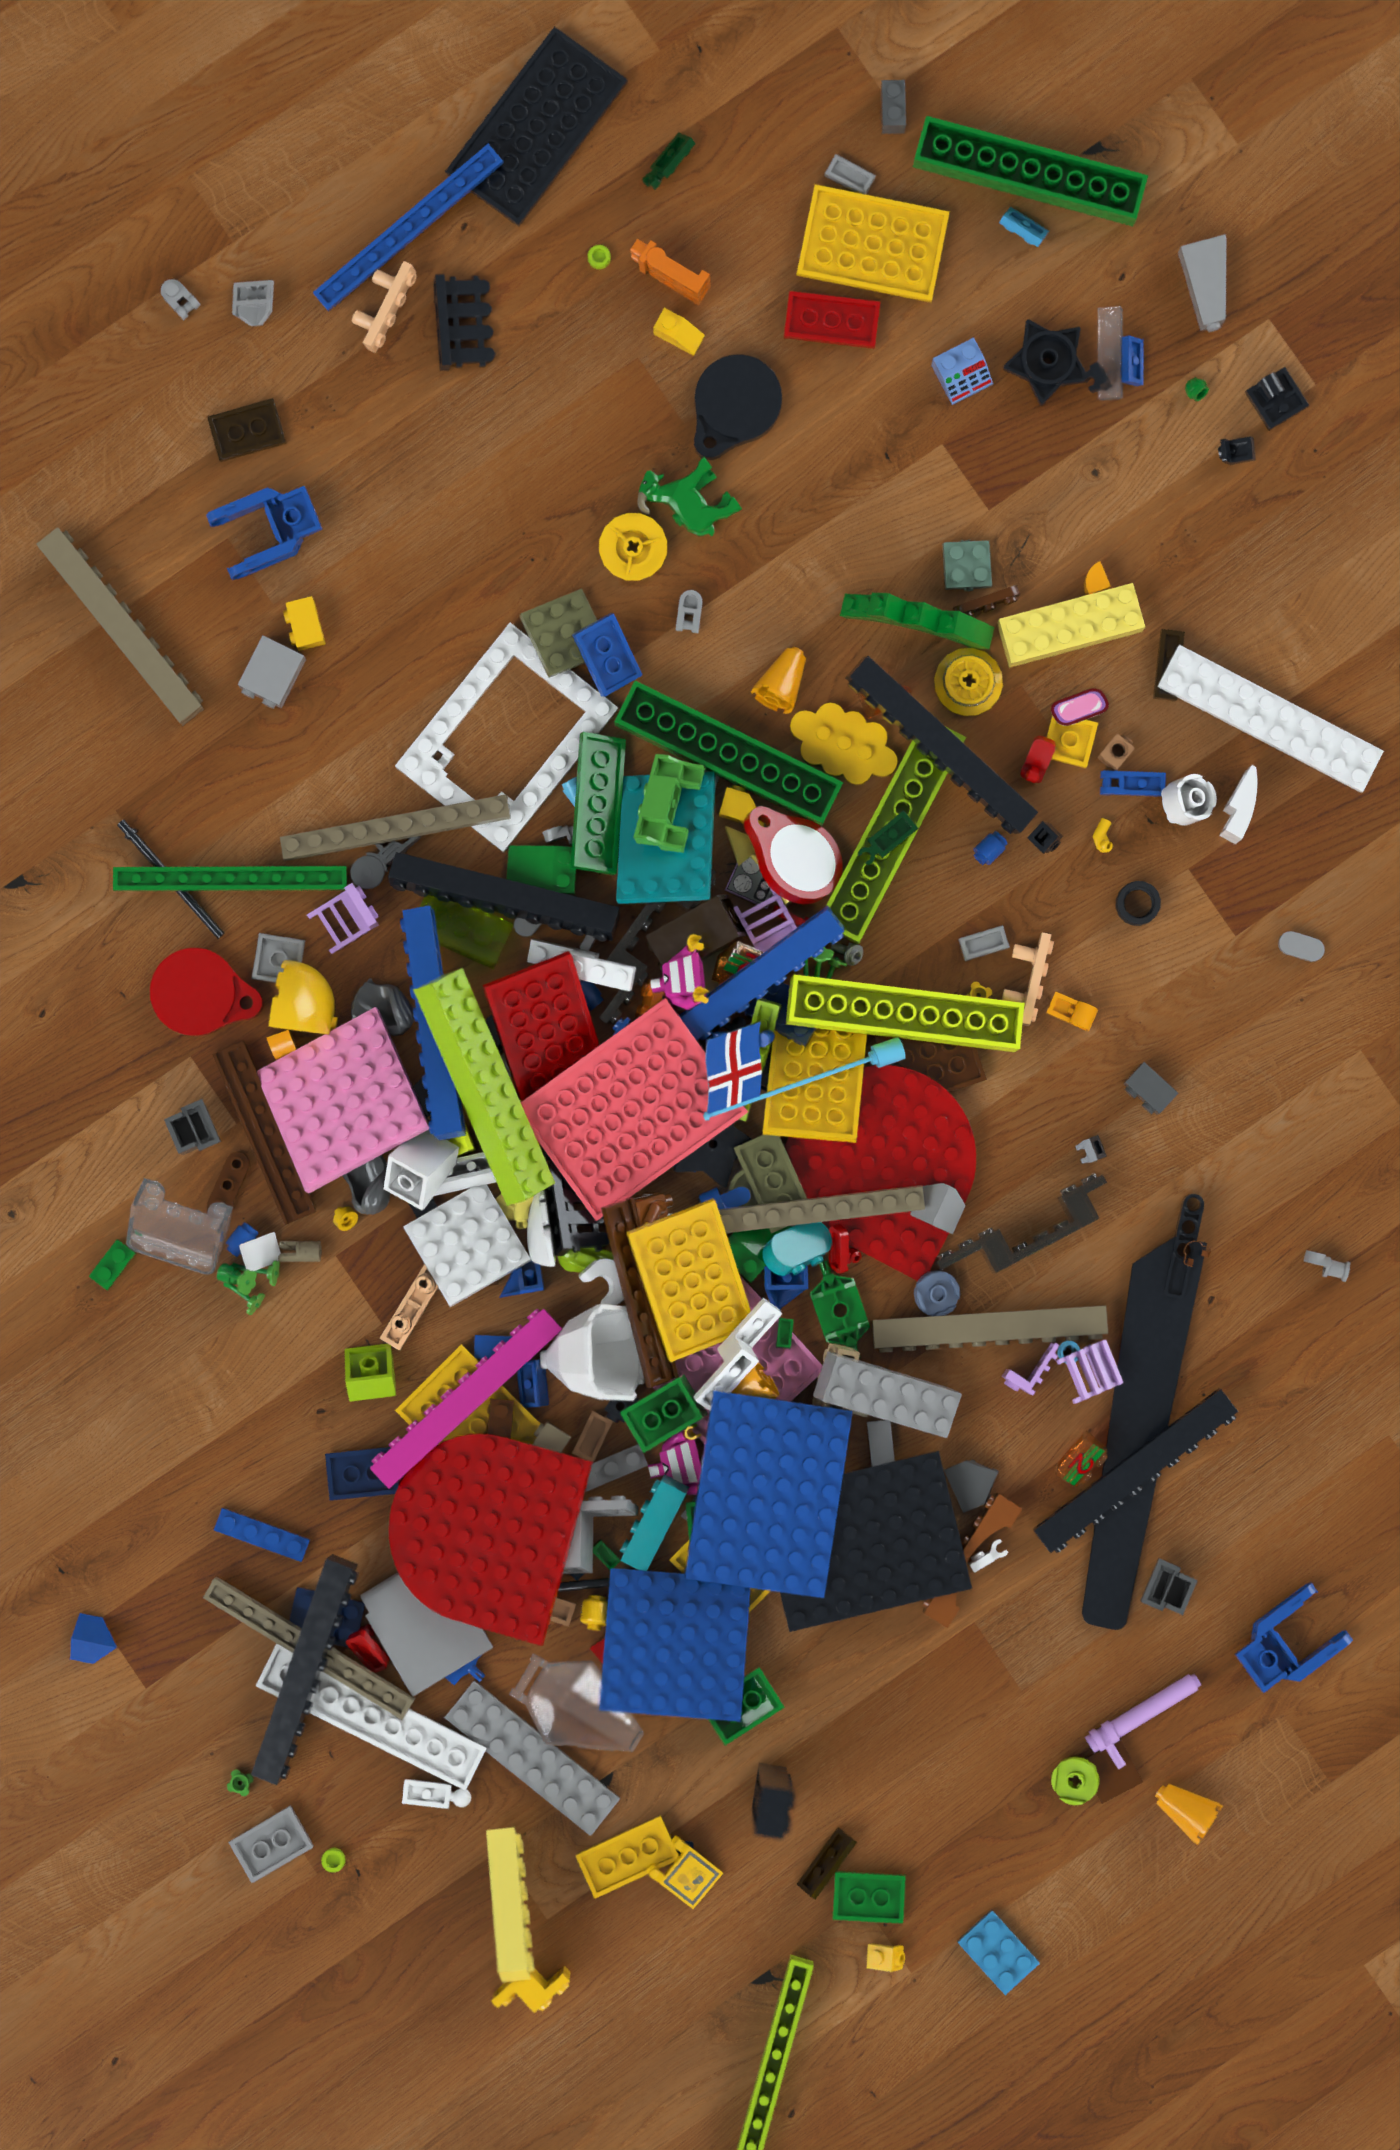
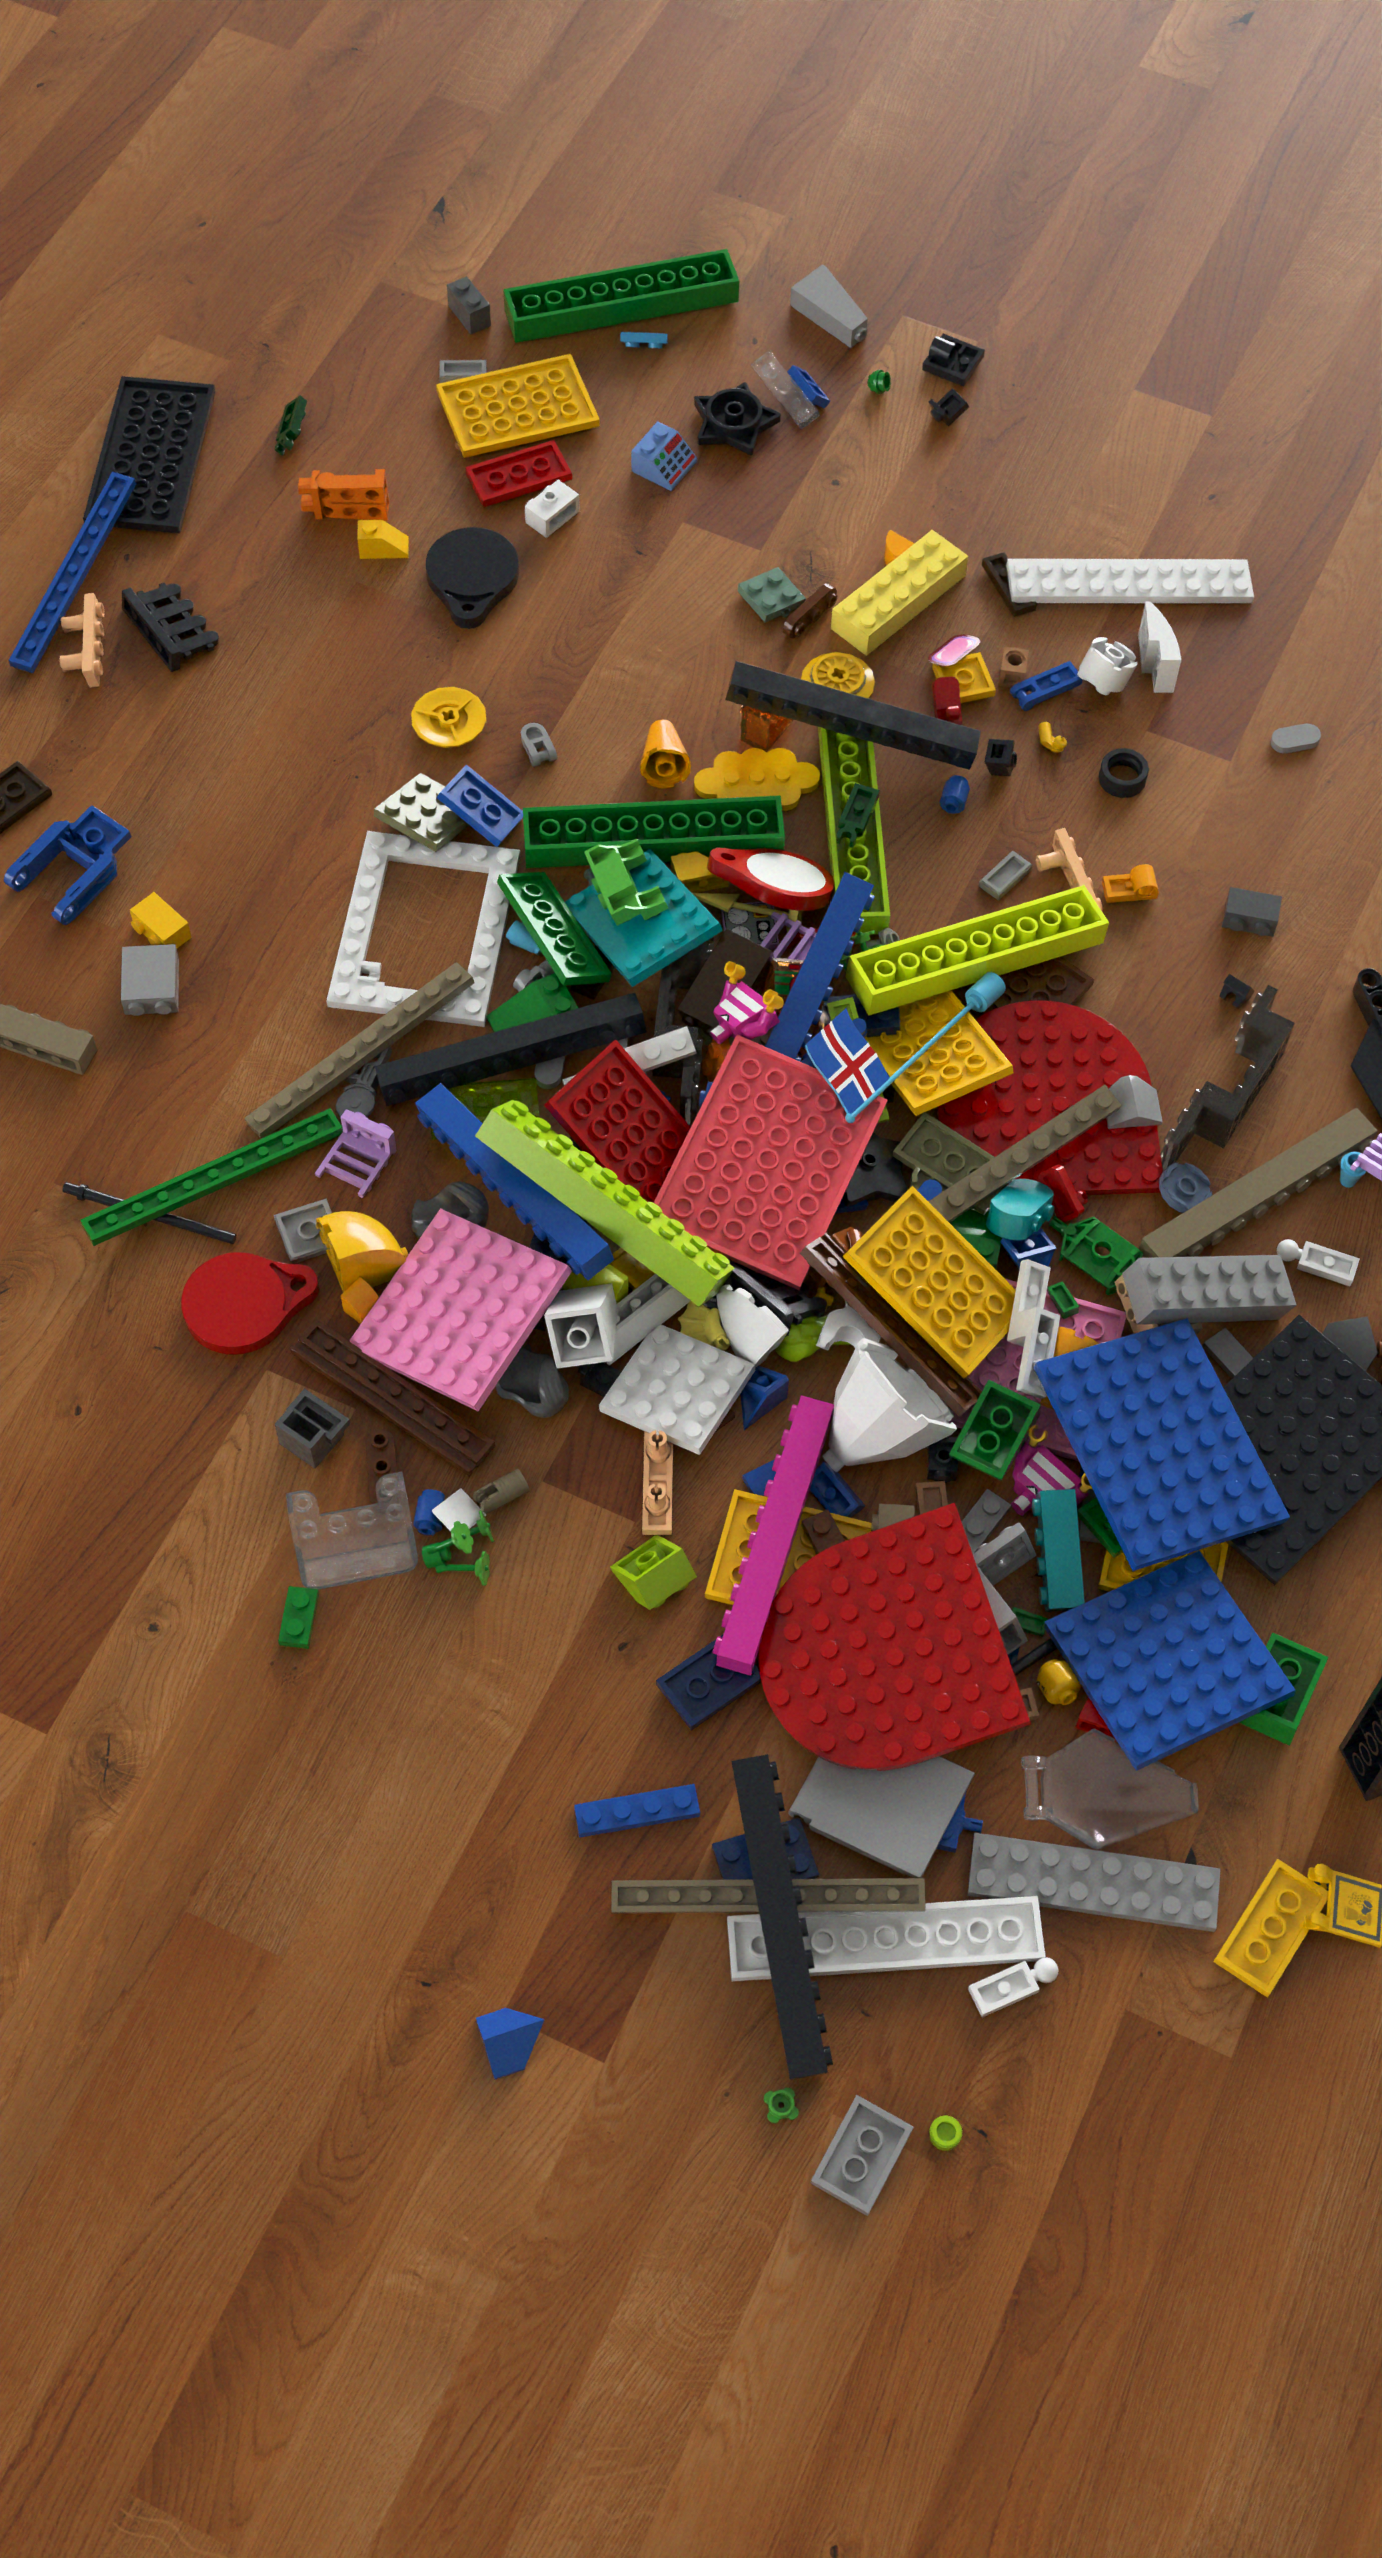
camera: 30 degrees left, 25 degrees down
(345, 1218) = (530, 1433): yellow tile -> none
(367, 1649) = (835, 1861): red piece -> none
(508, 1904) = (1186, 2041): light yellow brick -> none
(534, 1991) = (1272, 2135): yellow bracket -> none
(599, 257) = (270, 523): lime tile -> none
(686, 501) = (476, 658): green animal -> none
(837, 374) = (551, 508): none -> white brick
(918, 616) = (759, 633): green arch -> none
(995, 1407) = (1320, 1261): none -> white plate
(1015, 1381) = (1331, 1215): lavender plate -> none
(1099, 375) = (788, 401): black tile -> none

